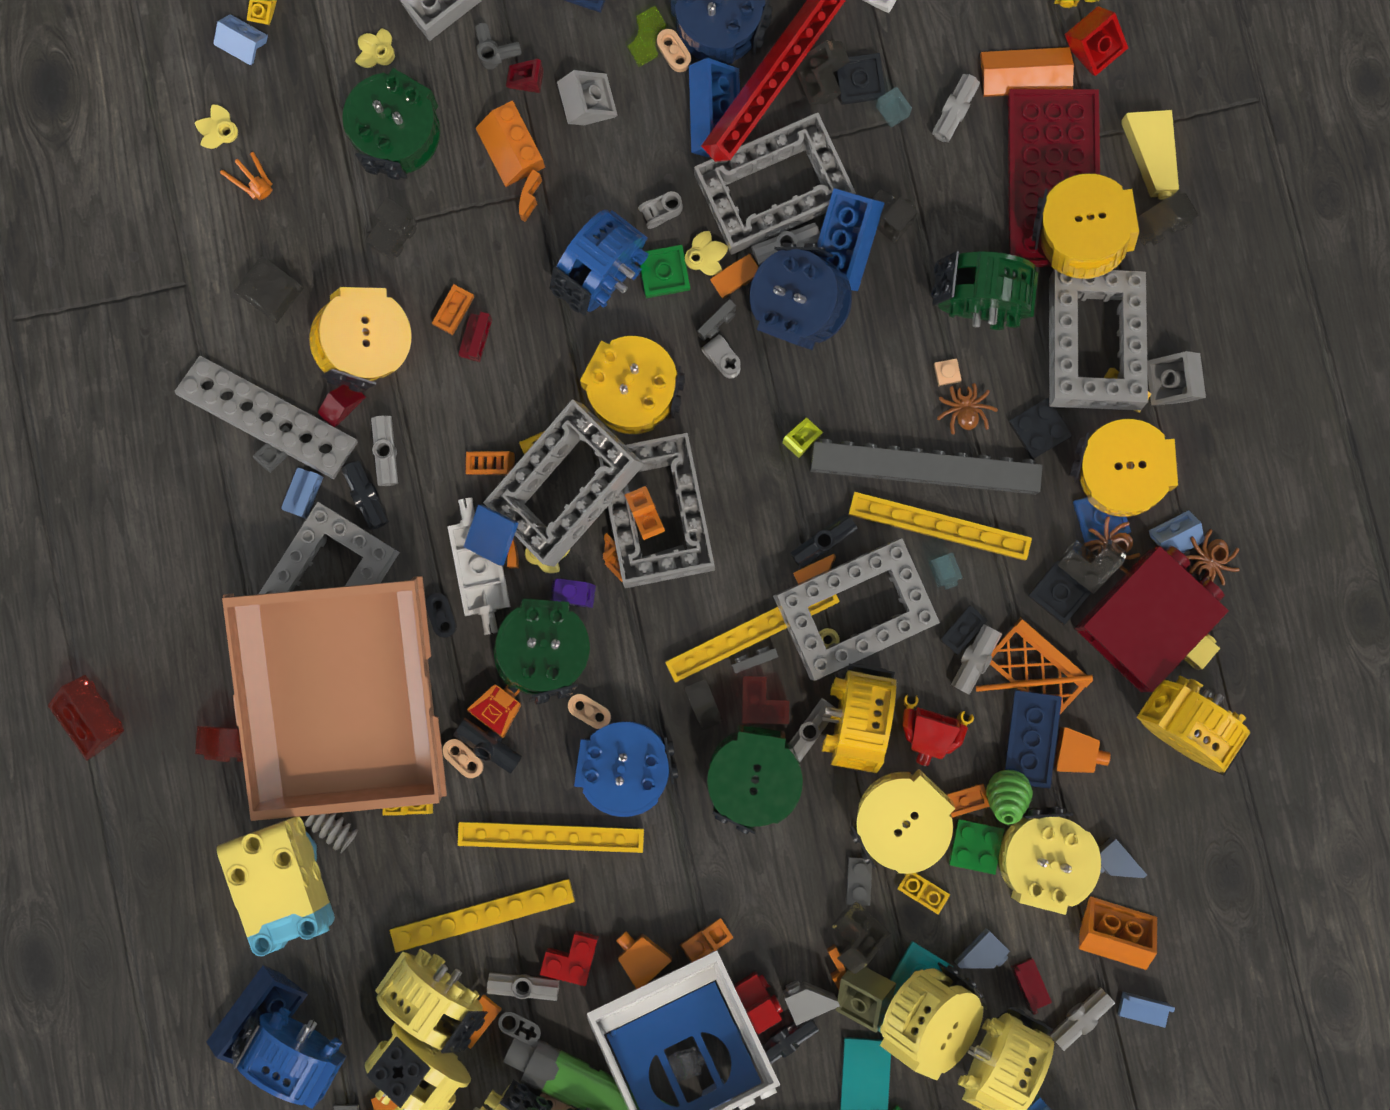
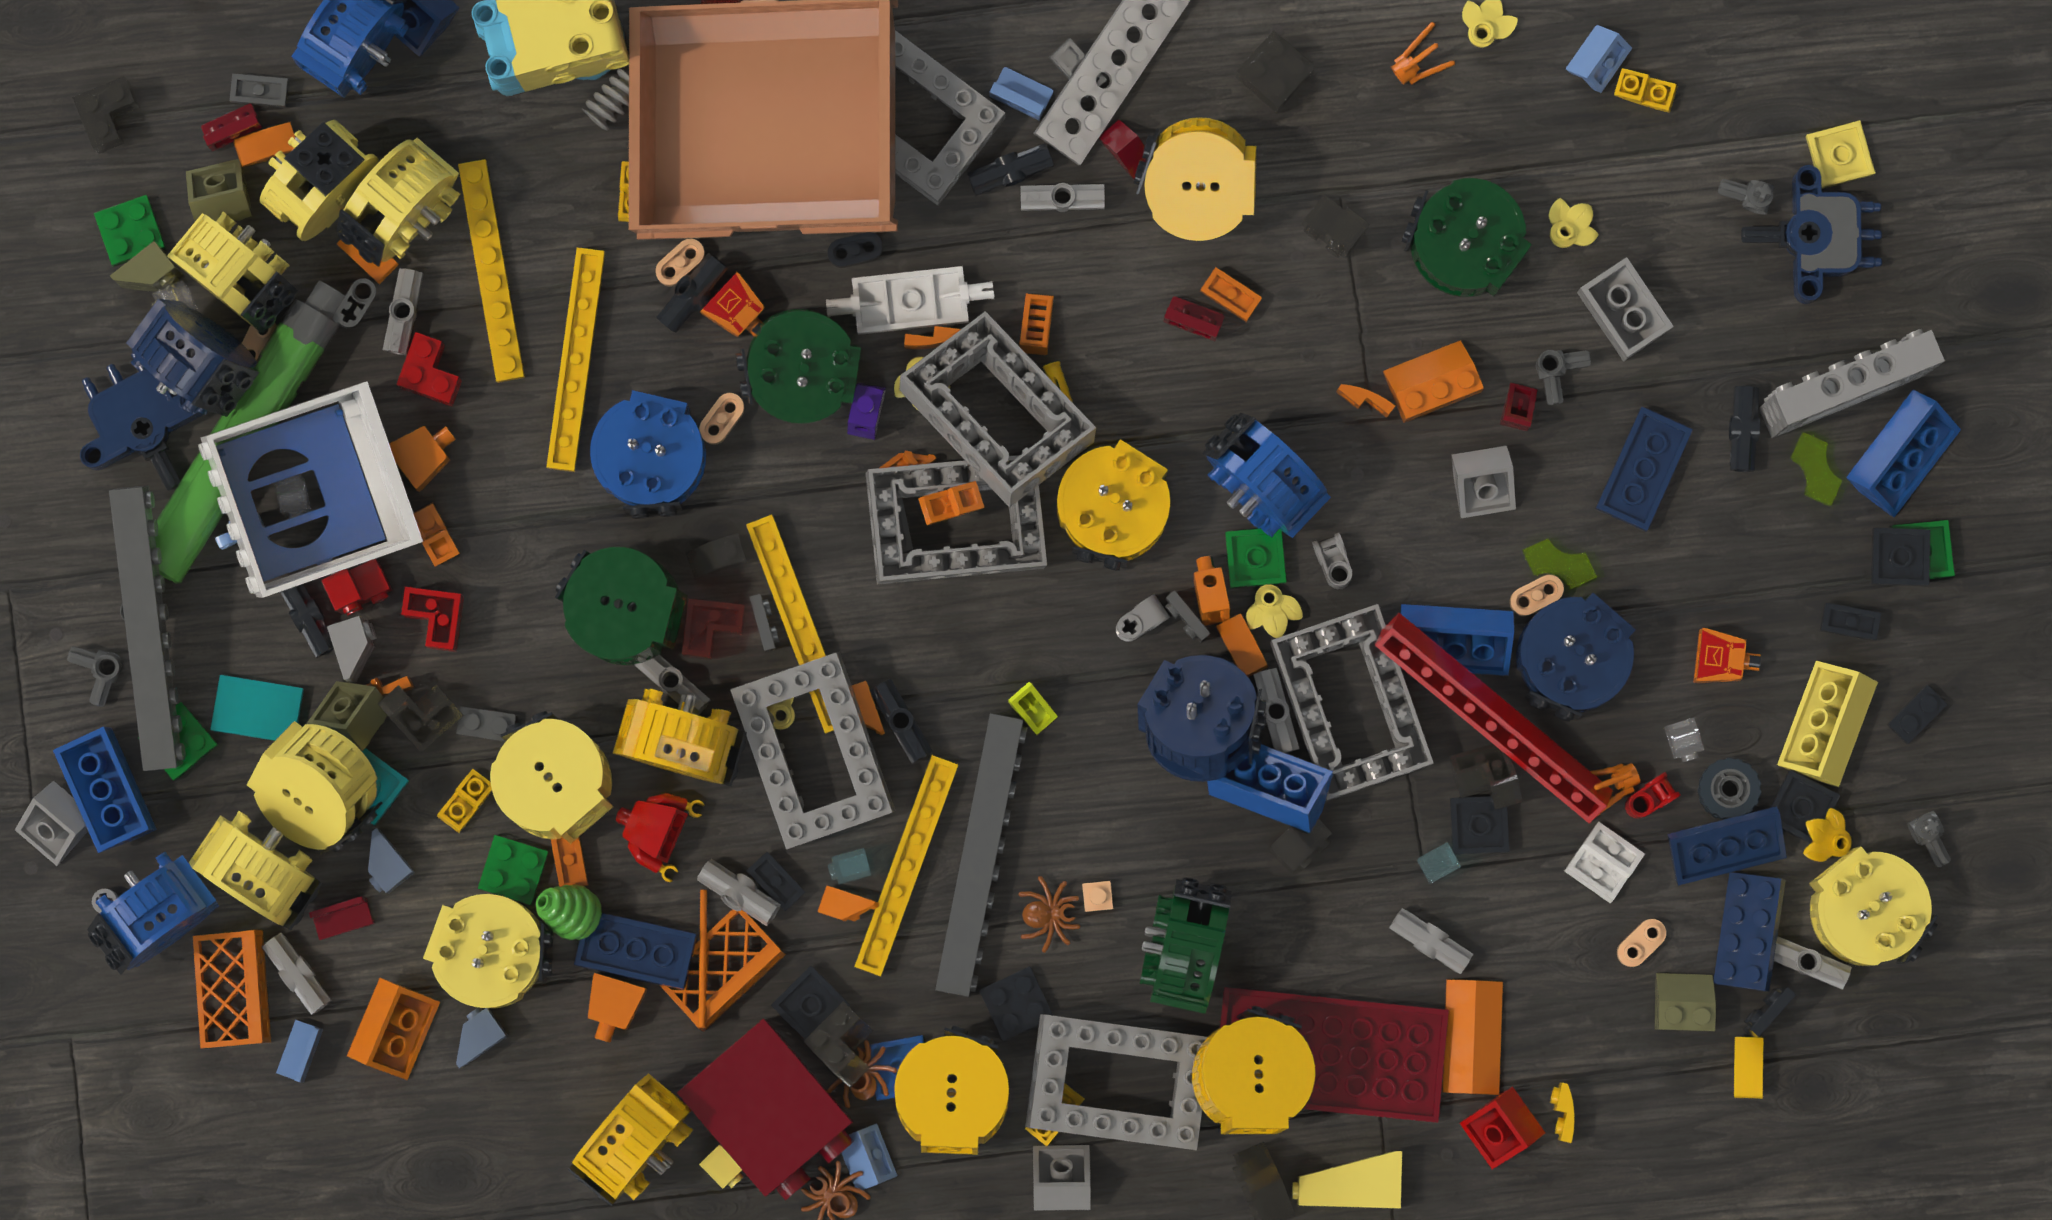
camera: 90 degrees right, 0 degrees up
(491, 535) = (943, 317): blue tile -> none
(704, 300) = (1211, 601): none -> orange torso
(771, 927) = (441, 610): none -> red brick
(977, 573) = (844, 904): none -> orange slope
(1100, 1052) = (255, 988): none -> orange fence

